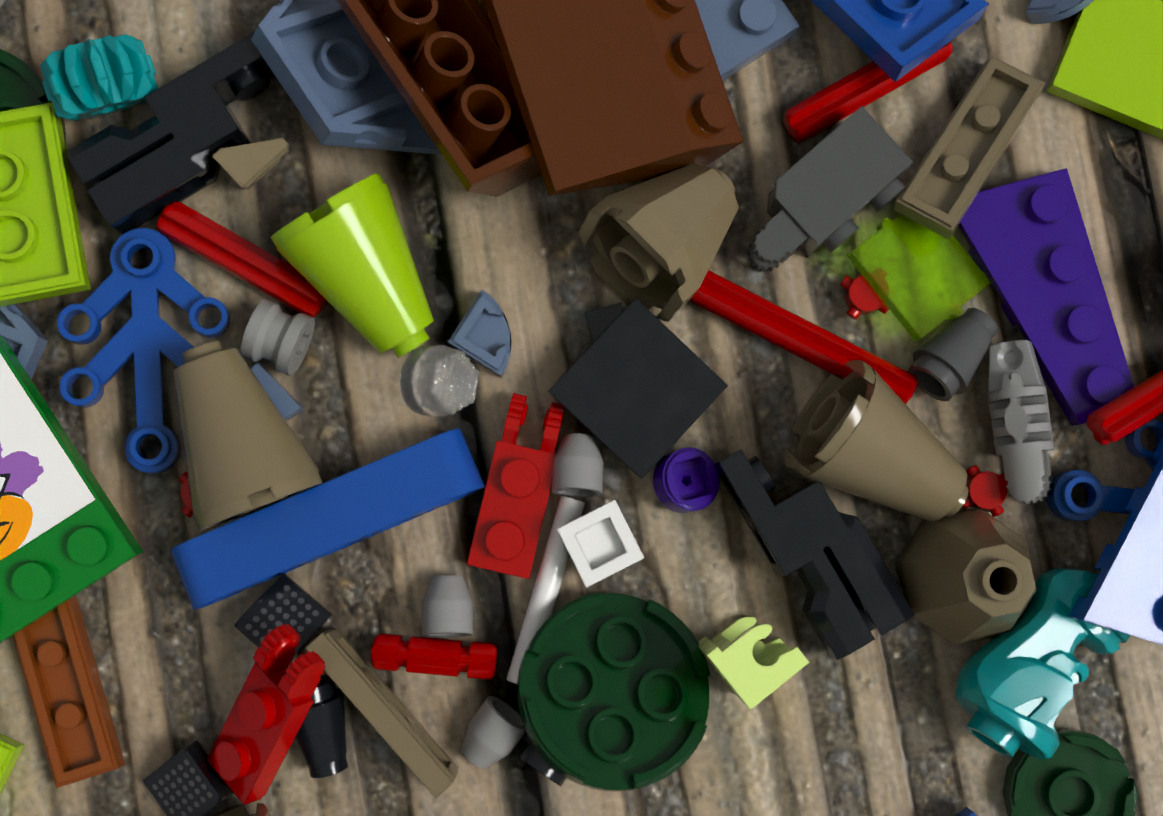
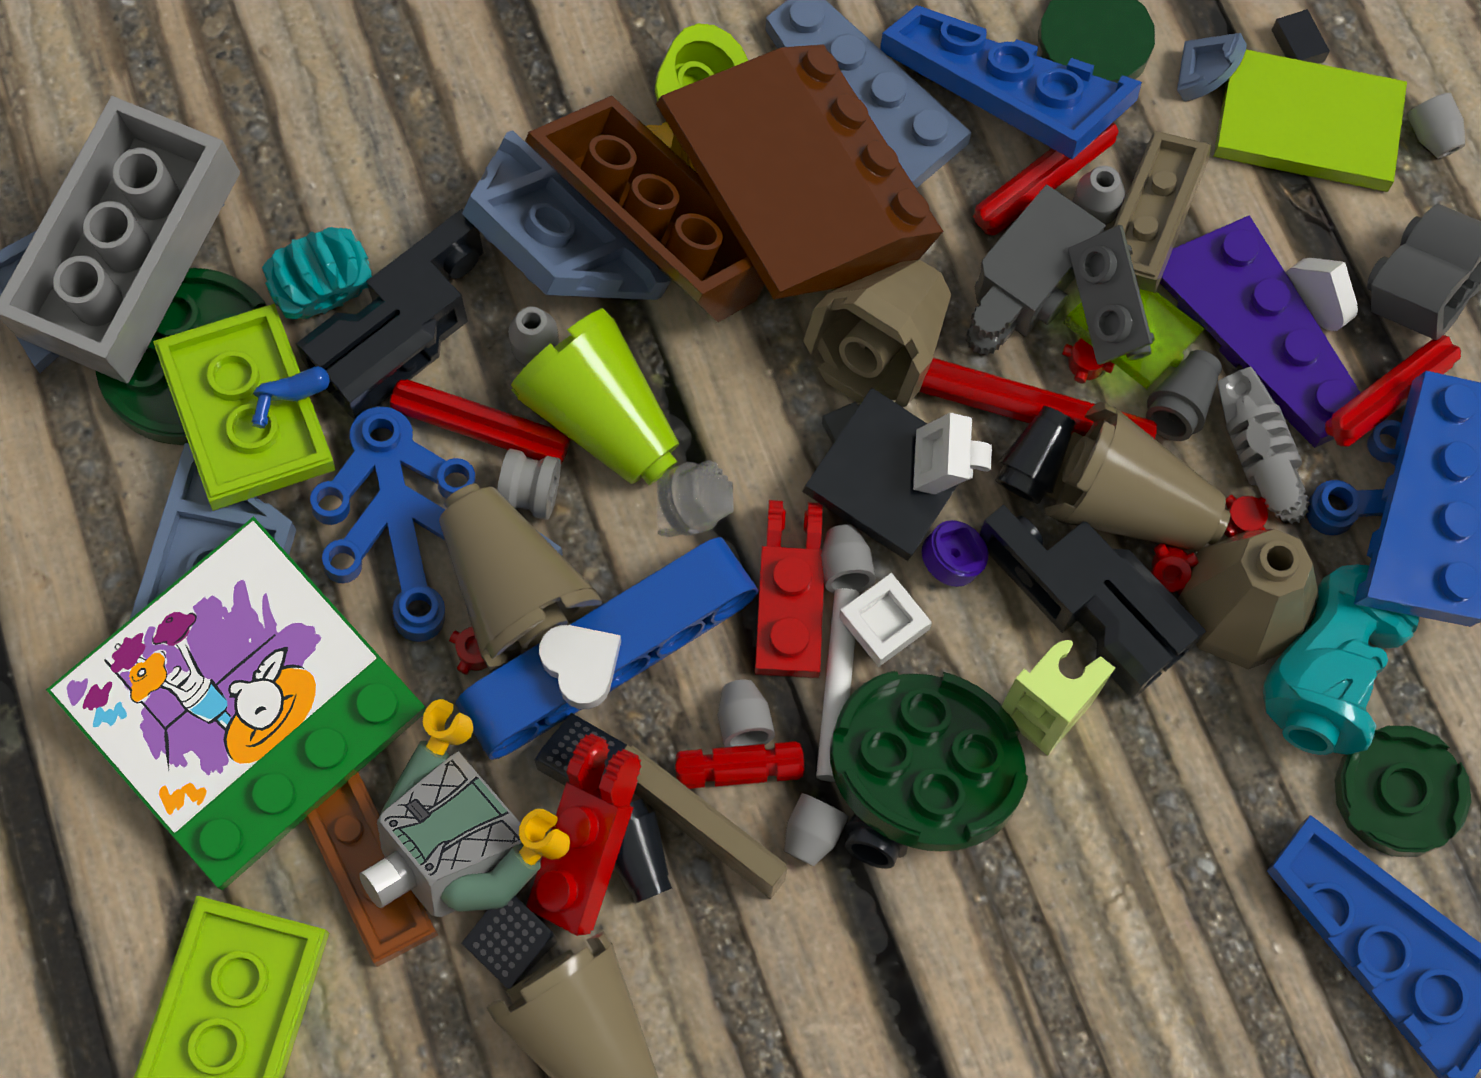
camera: 10 degrees left, 15 degrees down
(52, 203) = (288, 389): none -> blue piece
(137, 690) = (452, 833): none -> torso
(251, 161) = (475, 326): dark tan slope -> none
(290, 544) = (581, 662): none -> white tile
(317, 187) = (529, 342): none -> light grey hose
(485, 335) = (732, 452): sand blue tile -> none
(695, 389) = (947, 454): none -> white tile
(788, 396) = (1036, 456): none -> black cone
(897, 533) = (1172, 567): none -> red piece
(899, 245) = (1111, 296): none -> dark grey hinge
(907, 127) = (1100, 193): none -> light grey hose
(1124, 266) = (1325, 291): none -> white tile

